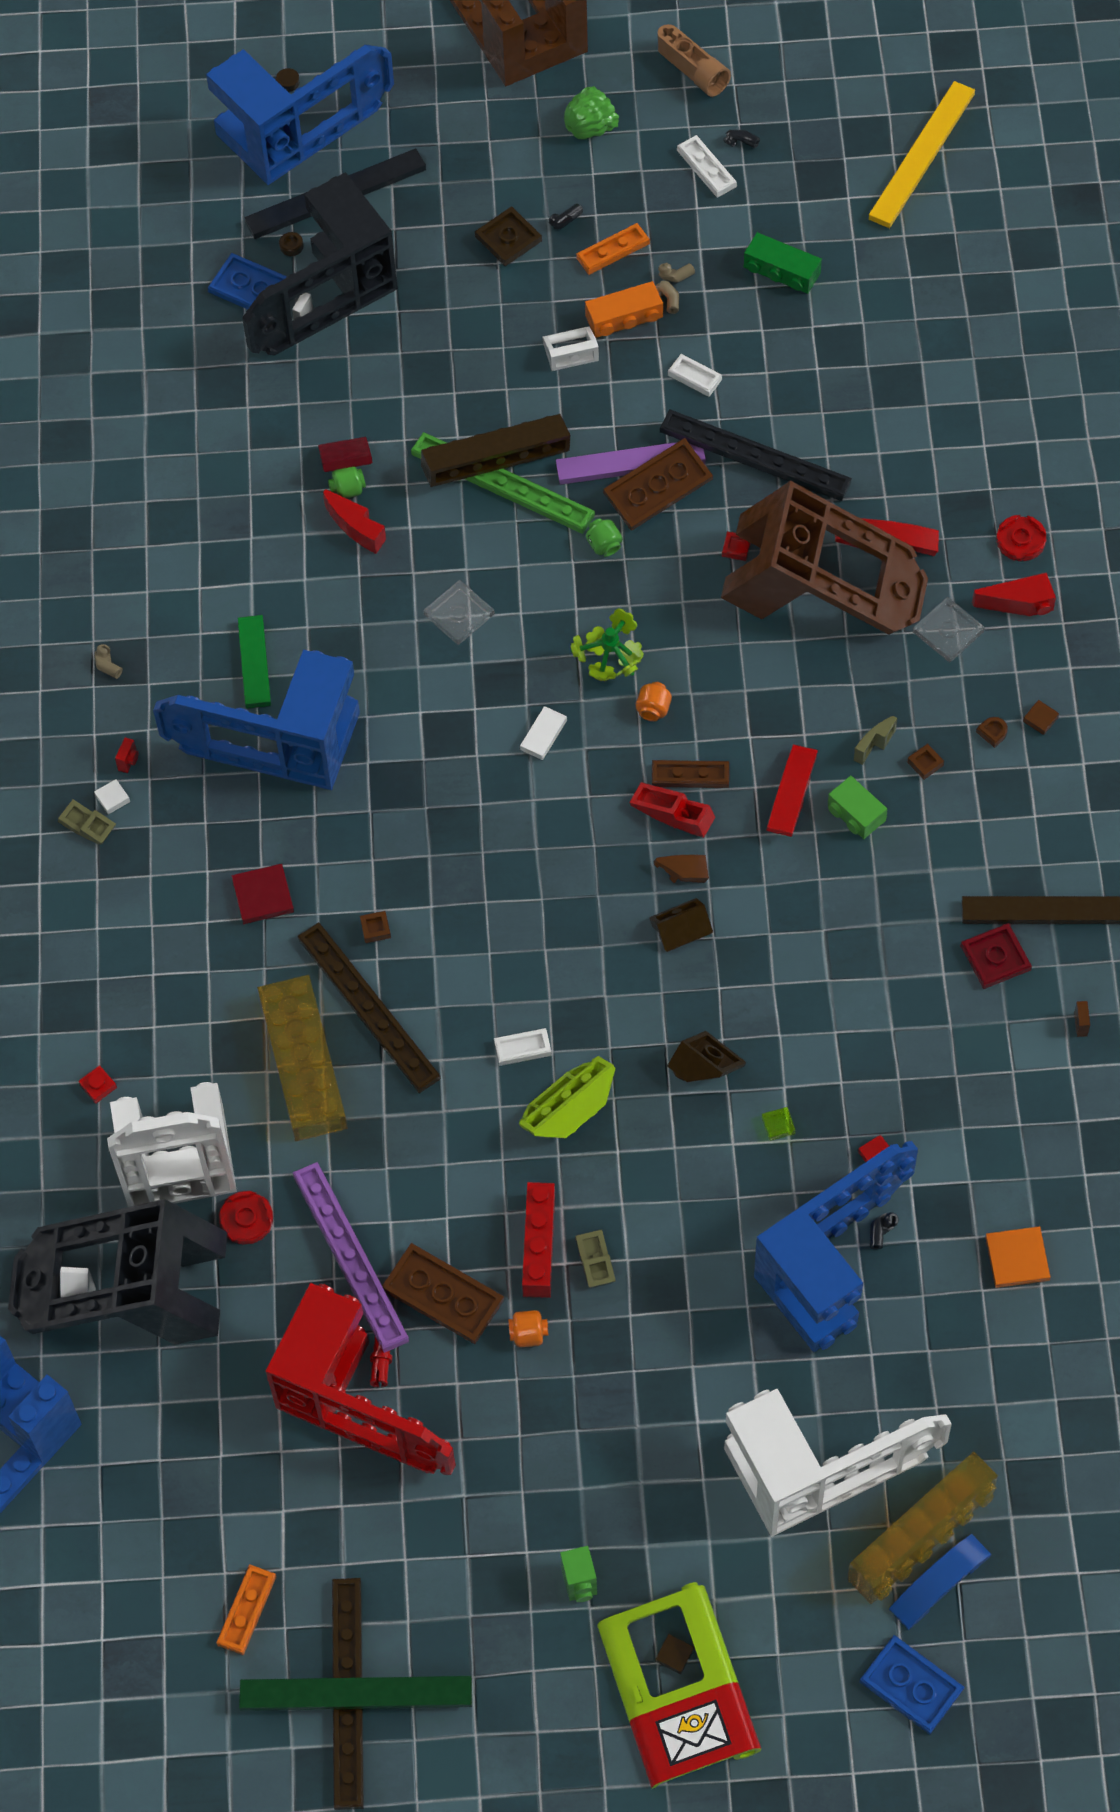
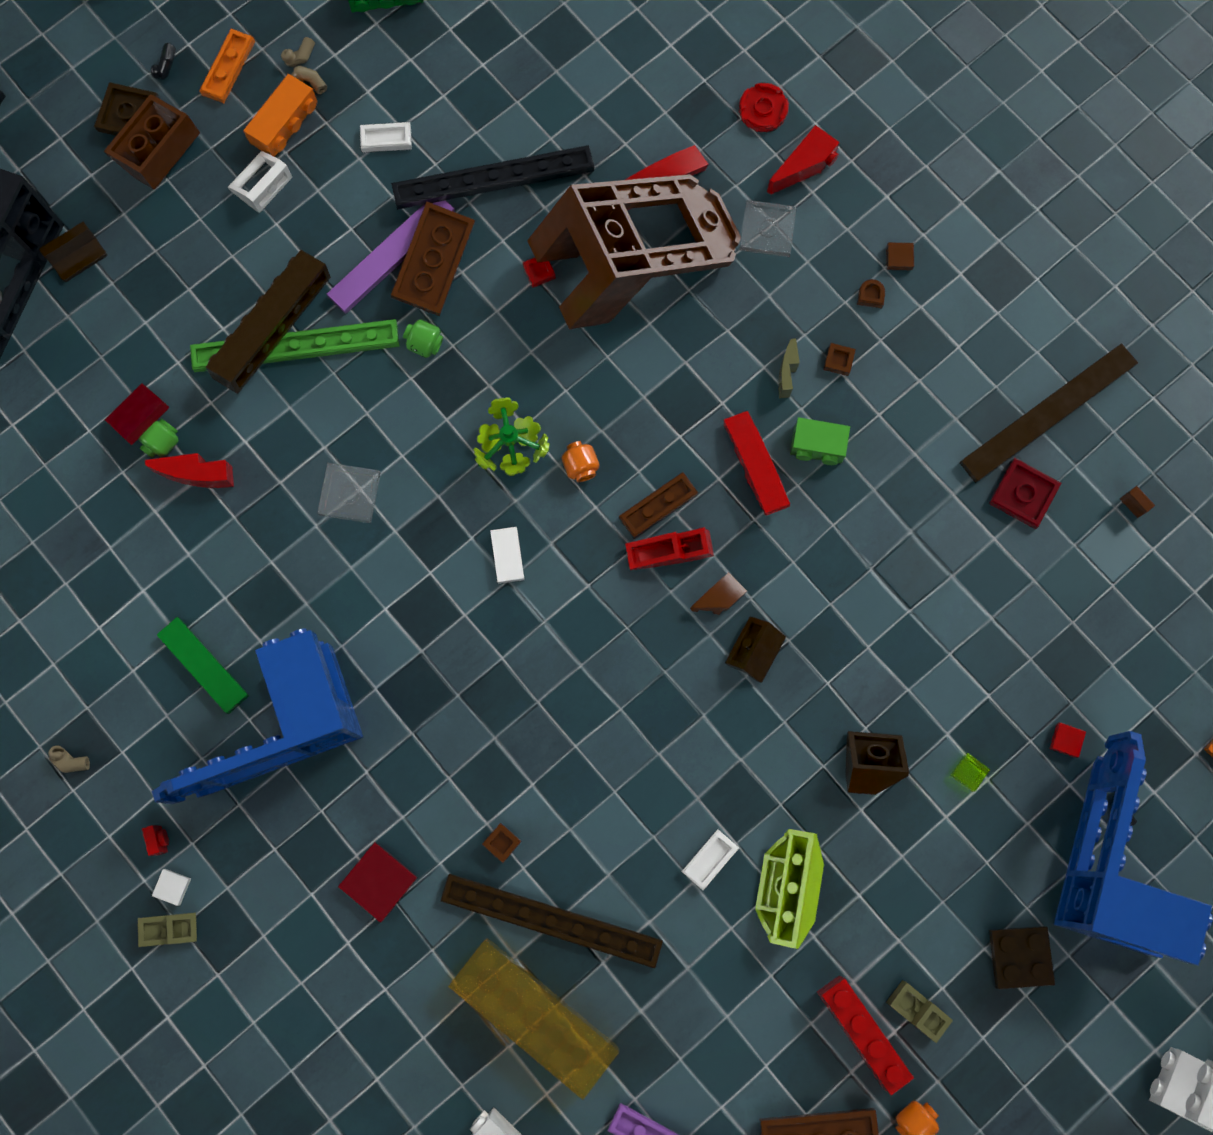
camera: 40 degrees left, 15 degrees up
(389, 311) = (73, 251): none -> dark brown panel
(510, 268) = (152, 141): none -> reddish brown slope
(707, 1278) = (1021, 957): none -> dark brown plate

